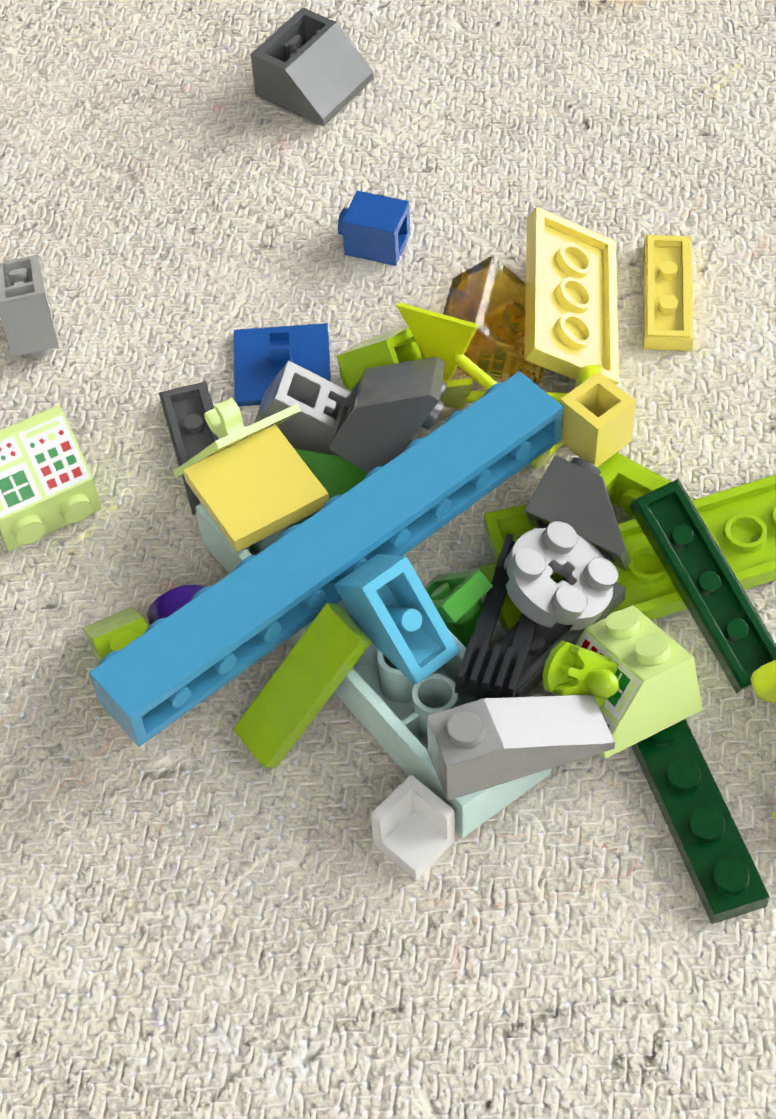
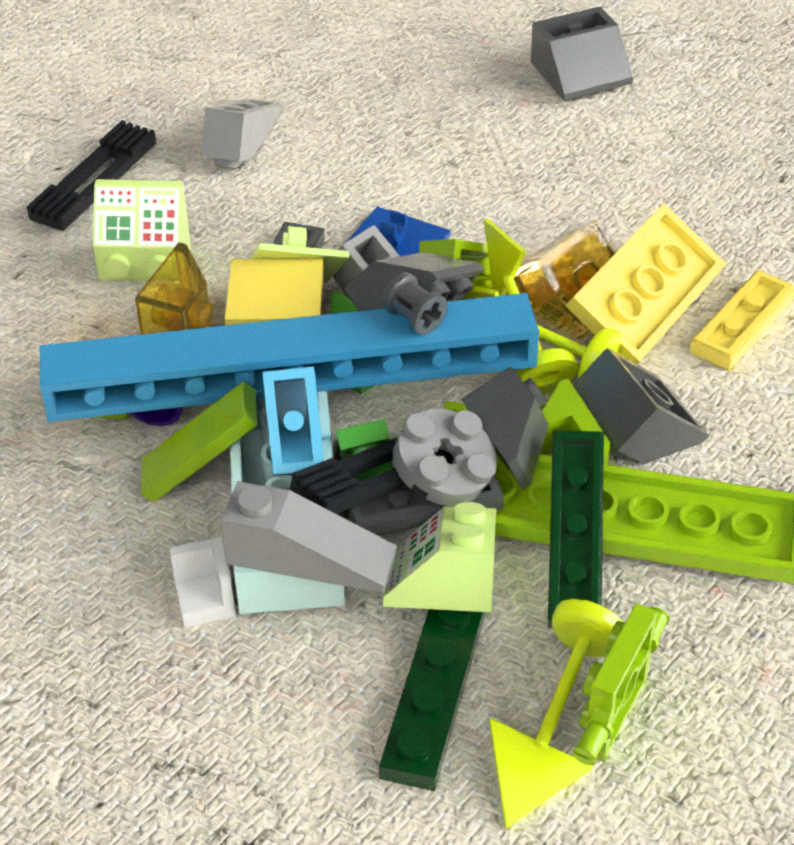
camera: 30 degrees right, 10 degrees down
(159, 544) = (175, 296): none -> clear yellow slope
(375, 227) = (539, 179): blue brick -> none
(439, 437) = (414, 303): none -> dark grey bush
(580, 672) = (401, 524): lime piece -> none
(597, 419) = (569, 360): light yellow brick -> none
(670, 437) = (636, 409): none -> dark grey slope

